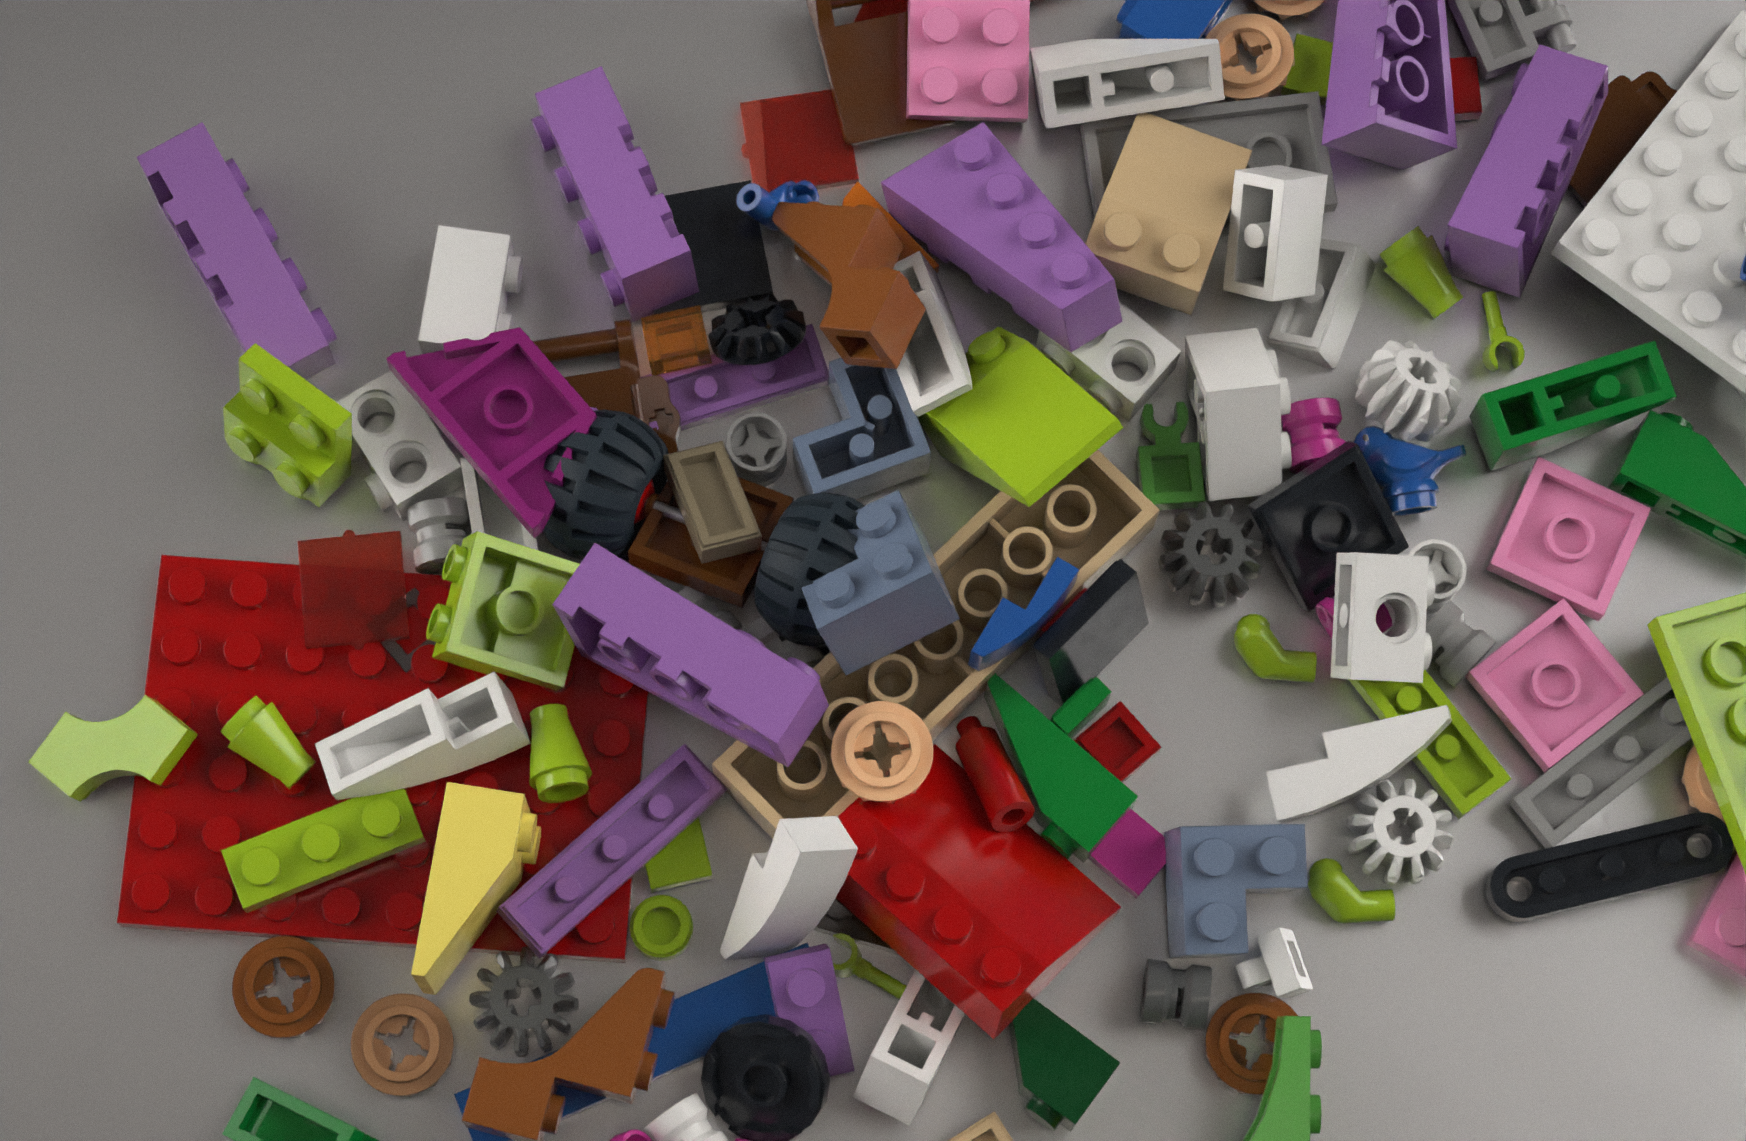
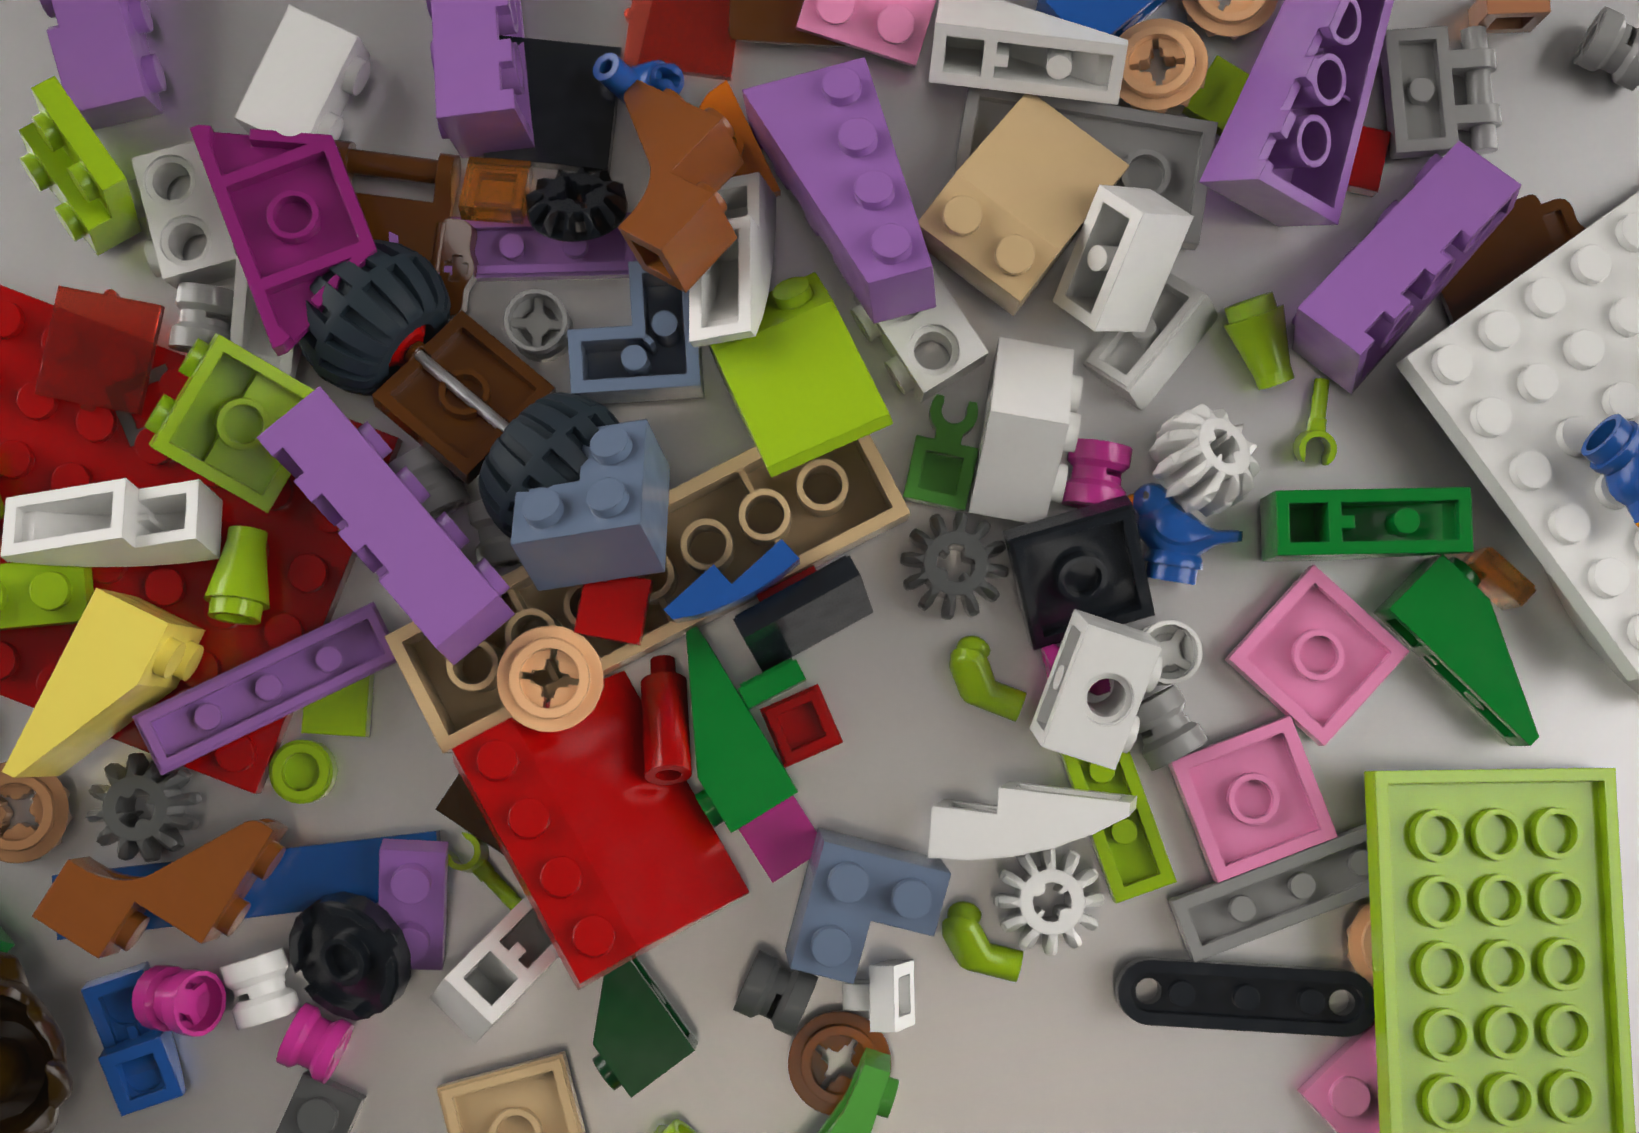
camera: 20 degrees right, 10 degrees up
(712, 502) = (469, 370): dark tan tile -> none
(789, 887) = (418, 783): white slope -> none
(920, 672) = (614, 609): none -> red tile
(1710, 419) = (1499, 579): none -> clear orange tile

